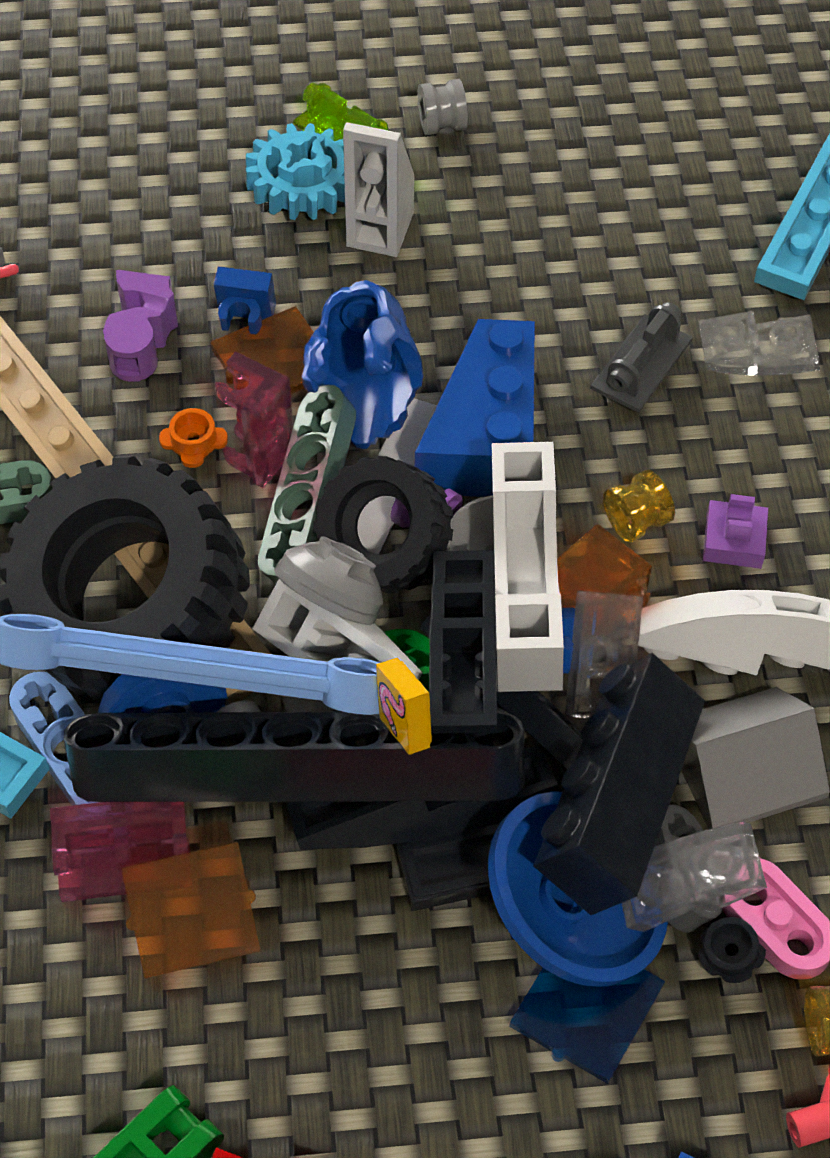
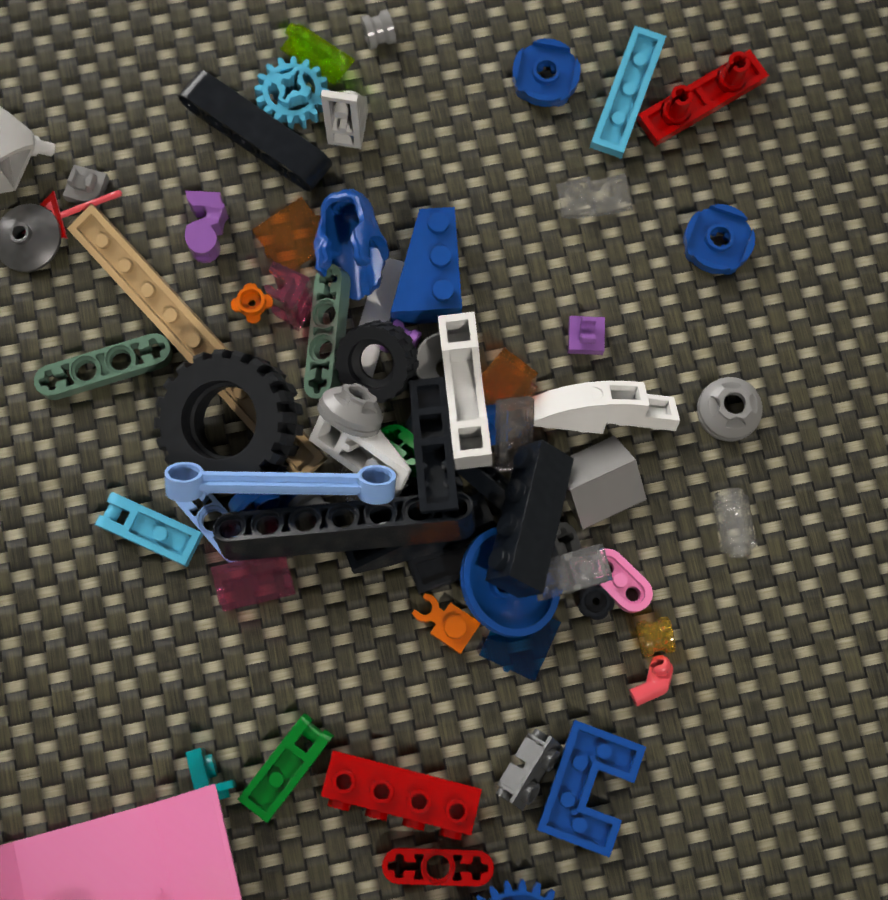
camera: 10 degrees left, 20 degrees up
(190, 909) = (297, 613): clear orange piece -> none
(239, 214) = (255, 130): none -> black beam
(245, 296) = (267, 196): blue tile -> none
(404, 705) = (405, 501): yellow tile -> none
(463, 965) = (451, 626): none -> orange plate
(638, 505) = (527, 325): clear yellow wheel -> none
(644, 358) = (523, 216): dark grey hinge -> none
(684, 203) = (543, 91): none -> blue plate

